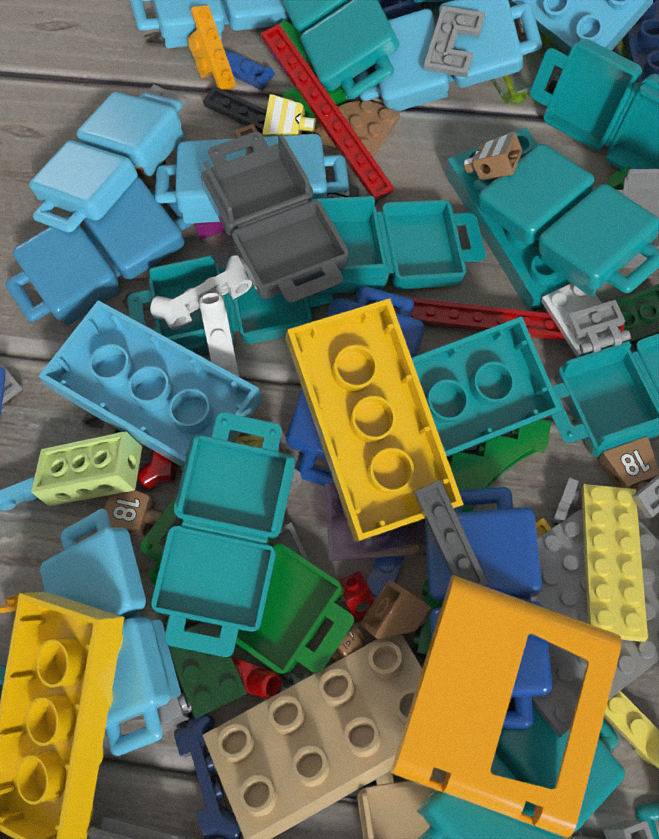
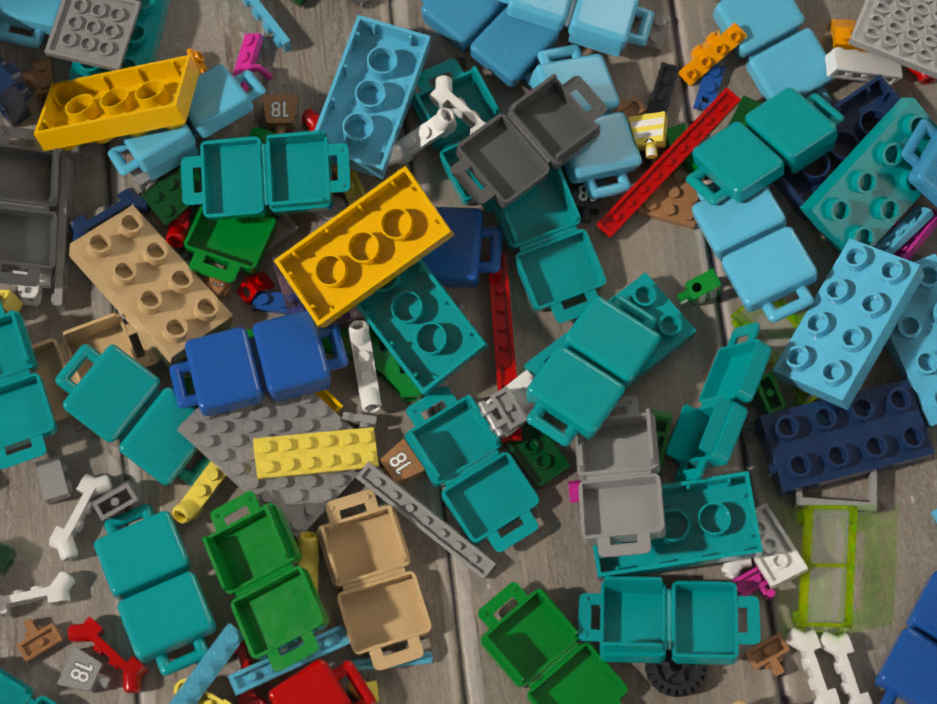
camera: 65 degrees right, 5 degrees up
(37, 536) = (248, 57): none -> dark pink plate
(87, 469) = (287, 57): yellowish green brick -> none
(394, 612) = (242, 309): medium nougat slope -> none
(449, 533) = (289, 320): dark grey plate -> none
(451, 22) = (764, 237): light grey plate -> none
(467, 695) = (189, 351): light orange door -> none
(475, 115) = (706, 284): none -> green torso
(496, 157) = (637, 303): medium nougat torso -> none
(525, 480) = (364, 366): none -> white plate

